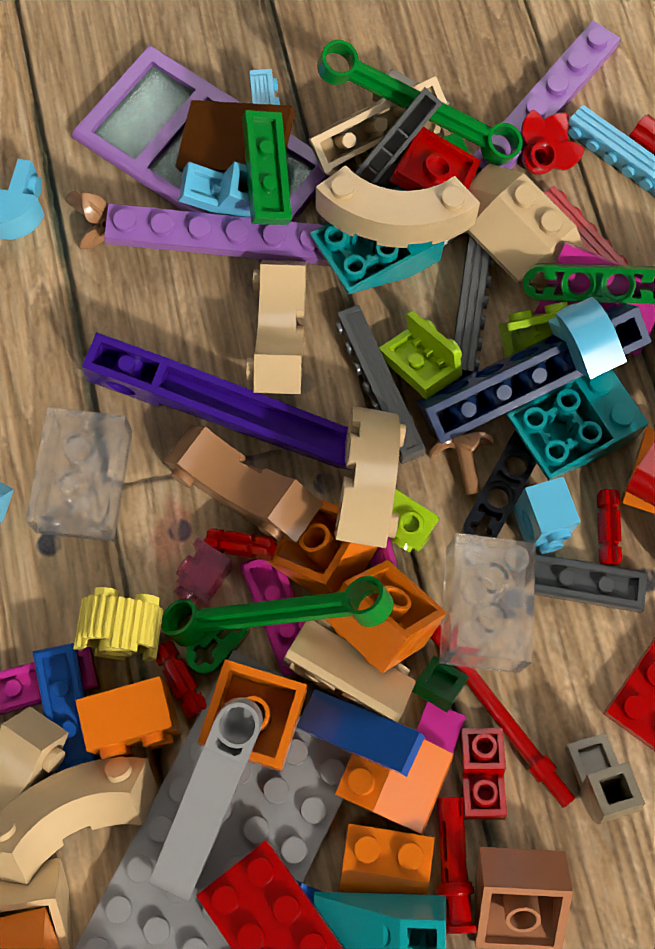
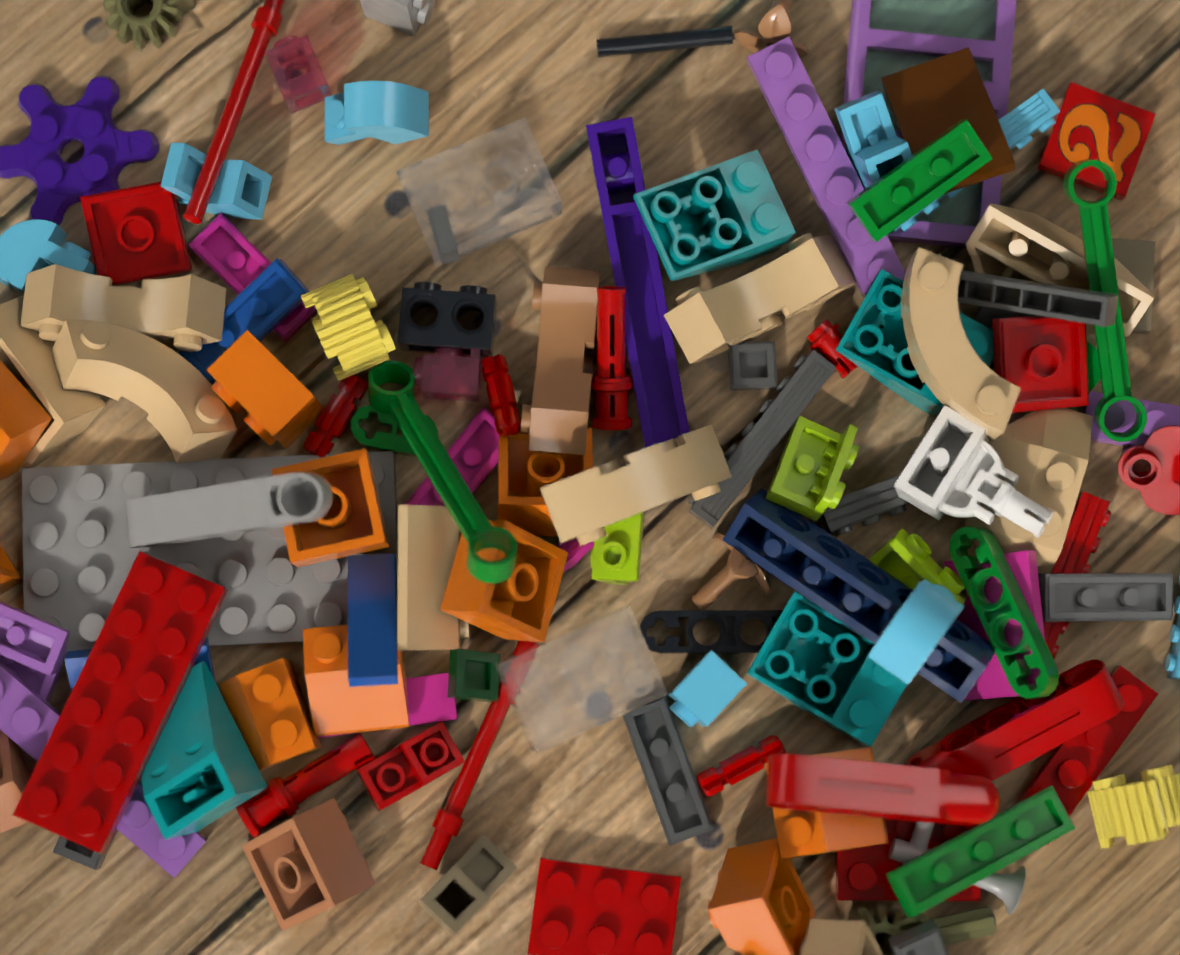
camera: 60 degrees right, 10 degrees up
(54, 295) = (664, 41): none -> black bar
(97, 508) = (443, 234): none -> dark grey tile
(167, 556) = (446, 329): none -> black brick
(204, 318) = (715, 217): none -> teal slope
(275, 457) = (605, 383): none -> red pin
(295, 67) = (1100, 130): none -> tile
(323, 362) = (752, 366): none -> dark grey tile
(340, 300) = (826, 340): none -> red pin
(491, 254) = (961, 471): none -> white brick
(619, 220) = (1106, 596): none -> dark grey tile

